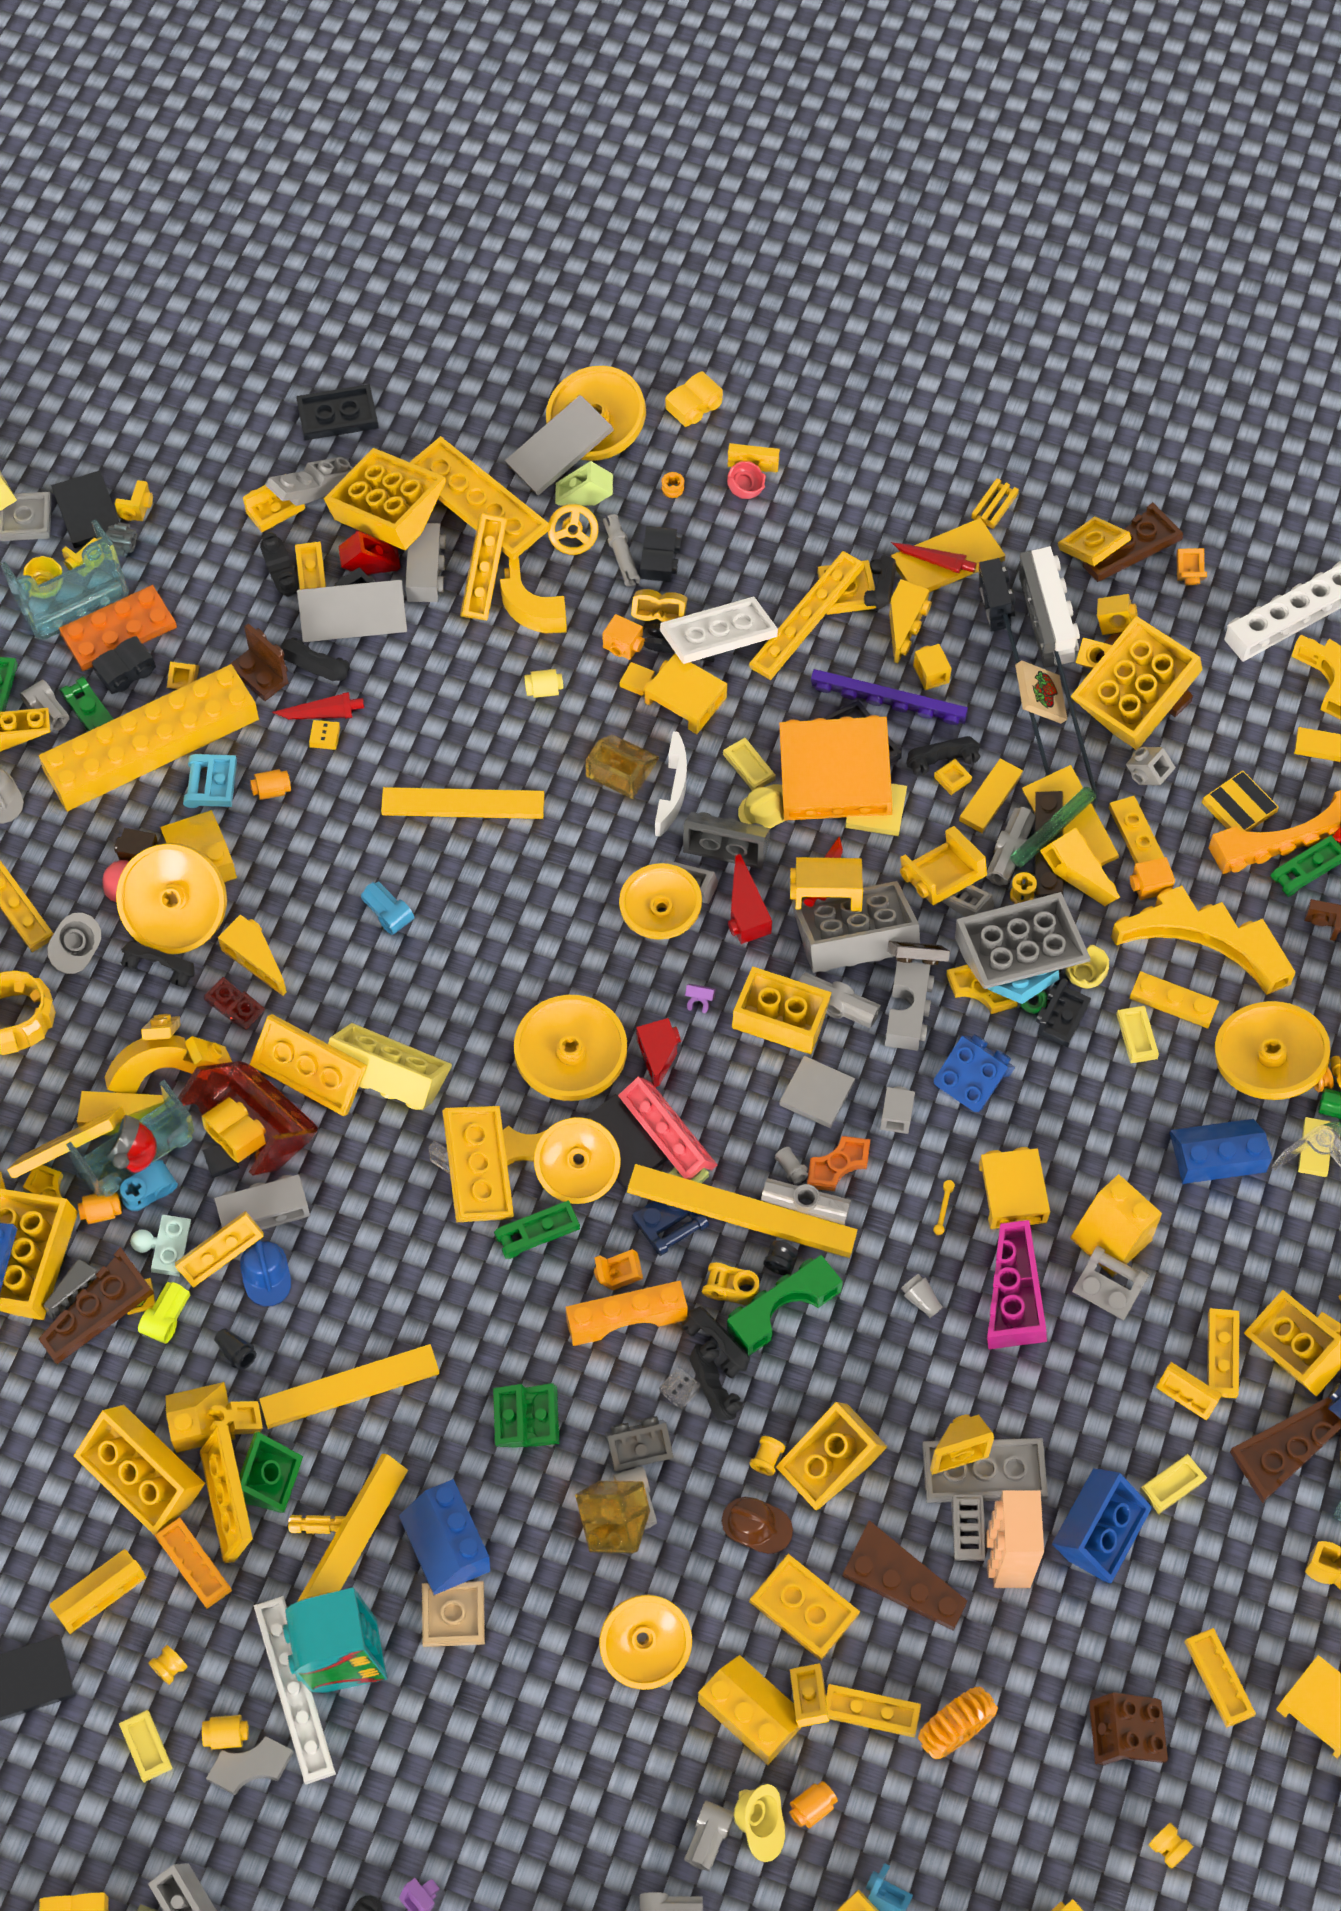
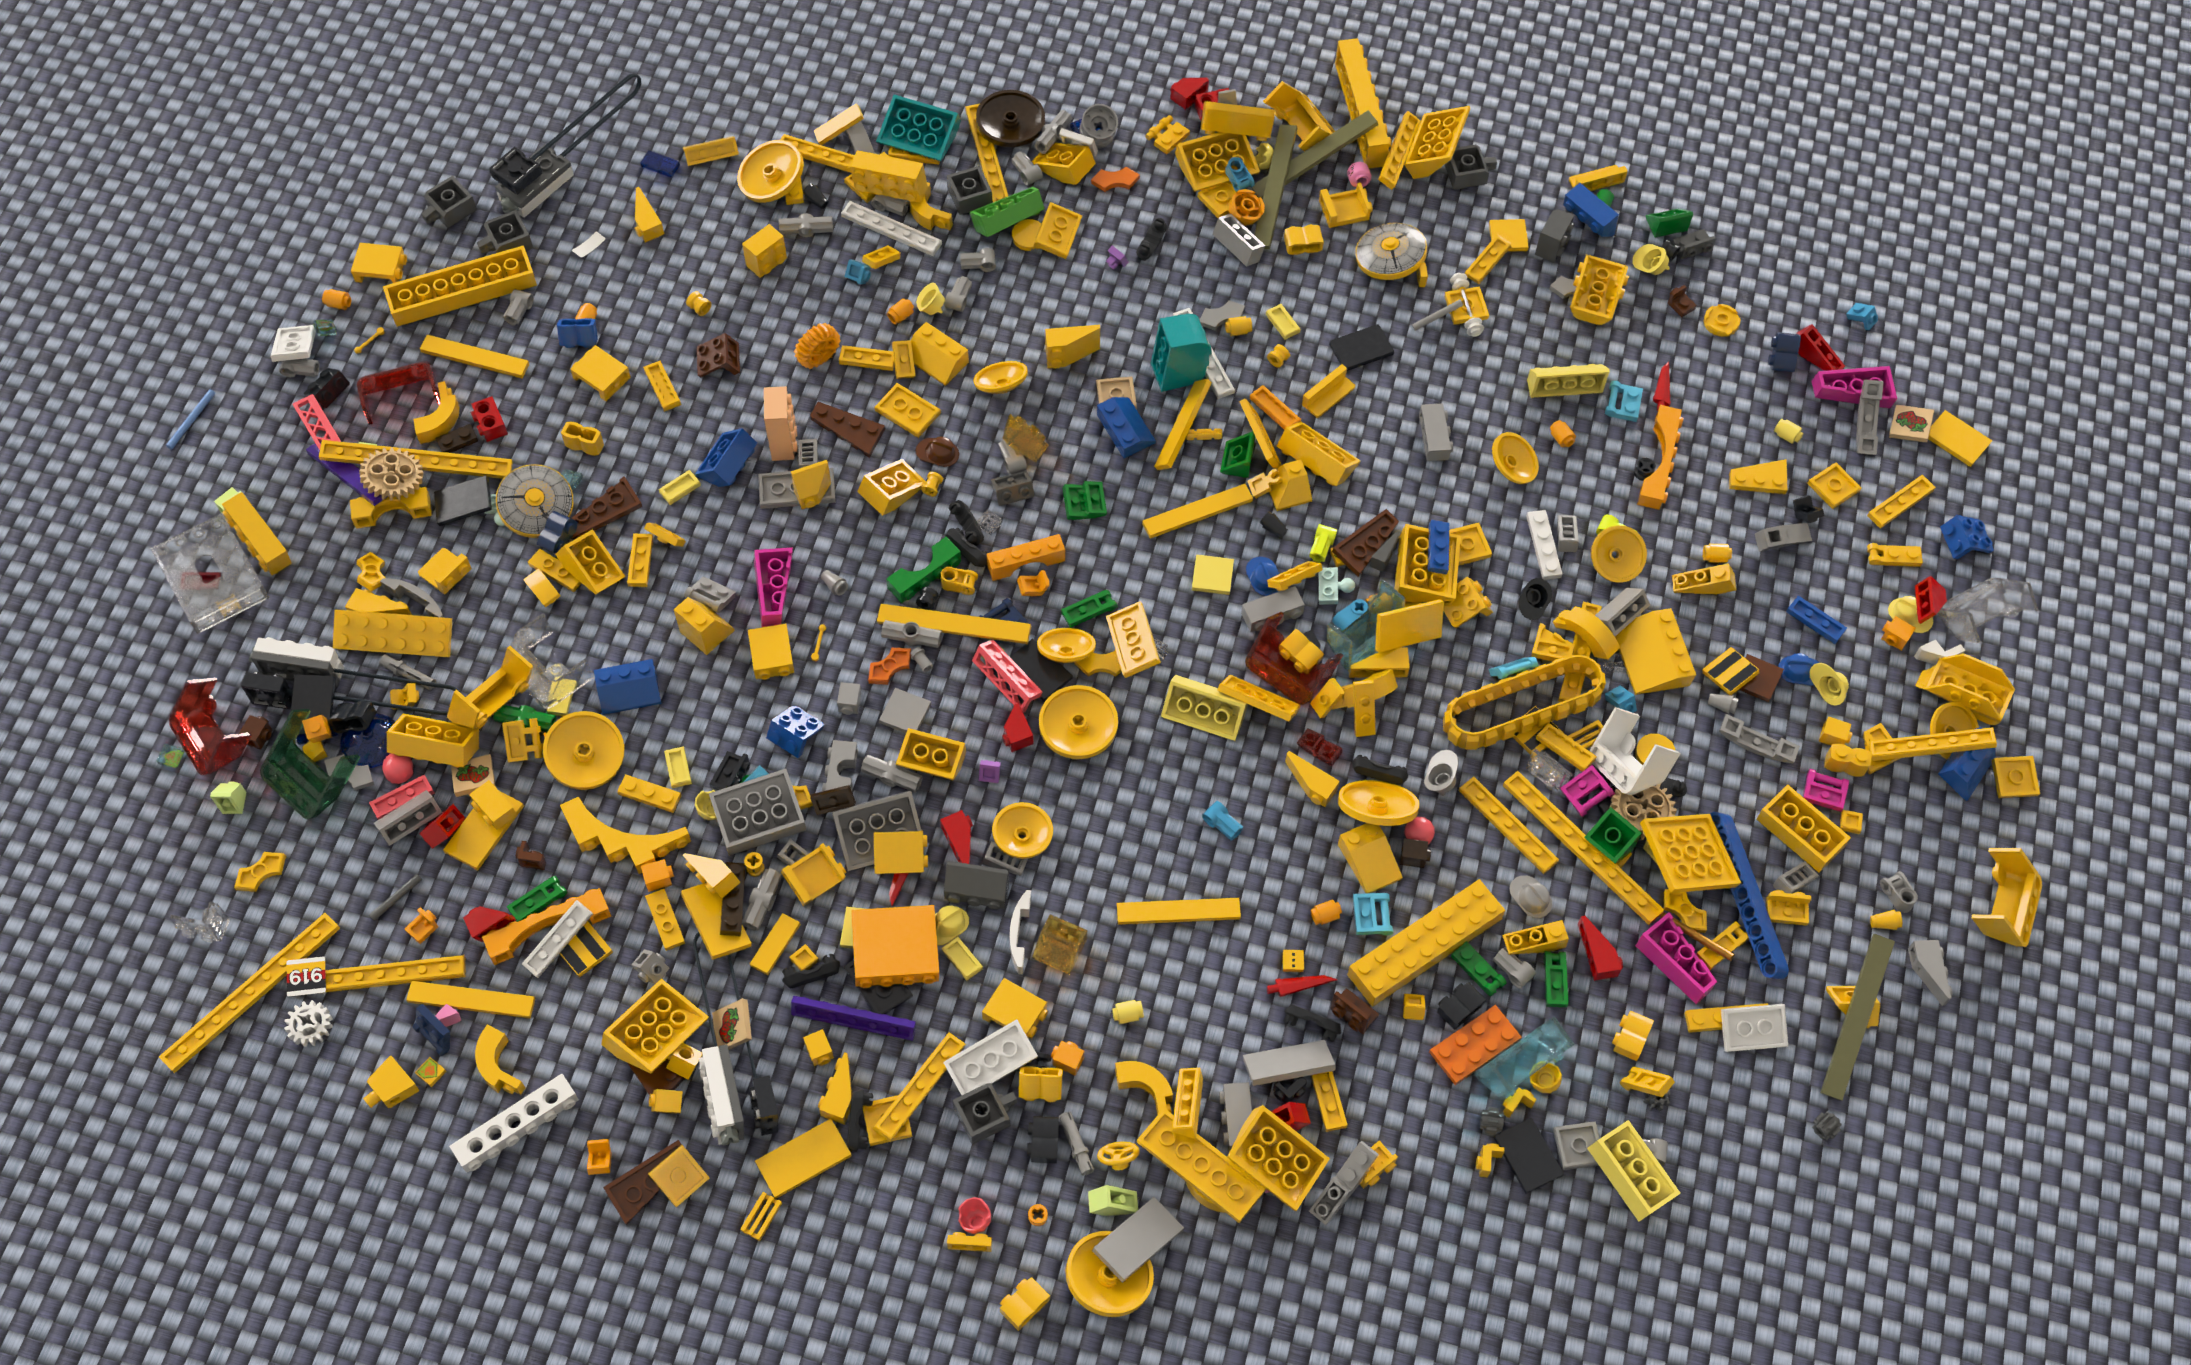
camera: 175 degrees right, 0 degrees up
(133, 1147) = (1364, 620): piece -> none
(279, 564) = (1356, 1108): black piece -> none
(337, 412) = (1337, 1273): black tile -> none
(343, 1276) = (1212, 574): none -> light yellow tile
(528, 1694) = (1070, 344): none -> yellow slope
(636, 678) = (1054, 1026): yellow tile -> none
(730, 577) = (991, 1105): none -> dark grey hinge
(947, 560) = (808, 1149): red bar -> none
(1053, 827) = (729, 897): clear green axle -> none
(1274, 806) = (557, 938): none -> white tile

